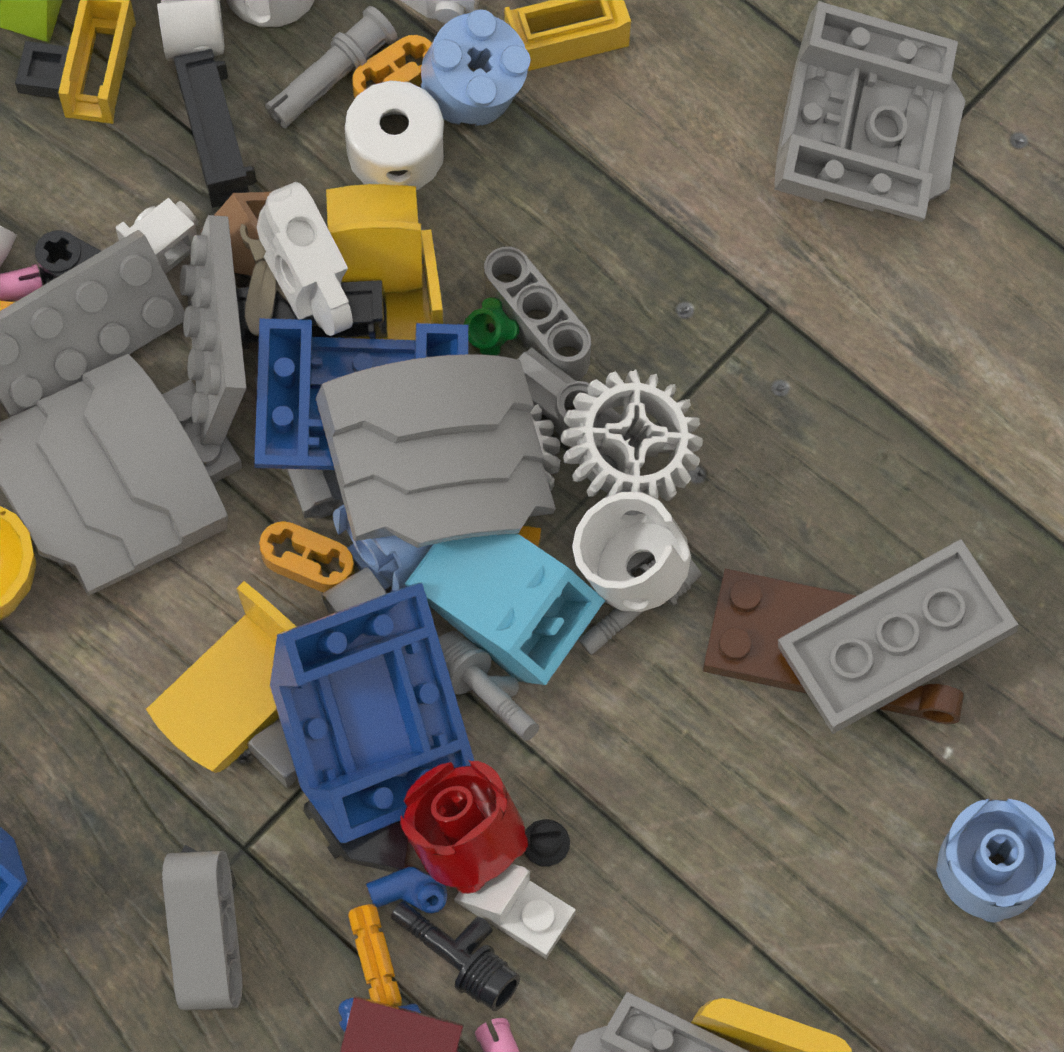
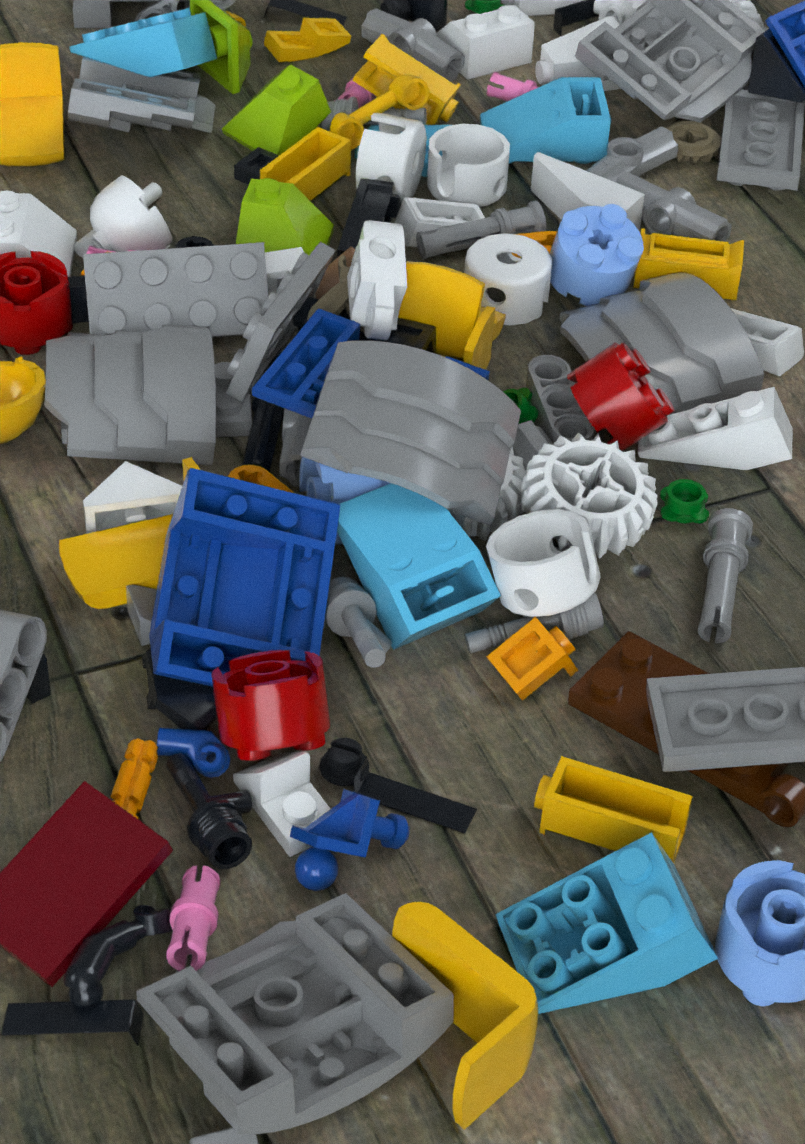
camera: 25 degrees right, 25 degrees down
(121, 164) = (281, 218): none -> lime slope
(188, 628) = (128, 498): none -> white slope
(254, 85) = (427, 215): none -> white slope
(262, 481) = (263, 433): none -> black axle
(588, 162) = (681, 331): none -> light grey slope
(593, 930) = (344, 830): none -> blue piece
(597, 282) = (619, 396): none -> red brick
(623, 848) = (414, 800): none -> black piece
(657, 645) = (533, 657): none -> light orange bracket
(687, 125) = (775, 342): none -> white slope
(700, 270) = (725, 434): none -> white slope
(705, 361) = (684, 502): none -> green plate
(774, 435) = (725, 559): none -> light grey pin
(845, 770) = (610, 807): none -> yellow window
(850, 919) = (607, 930): none -> medium azure slope

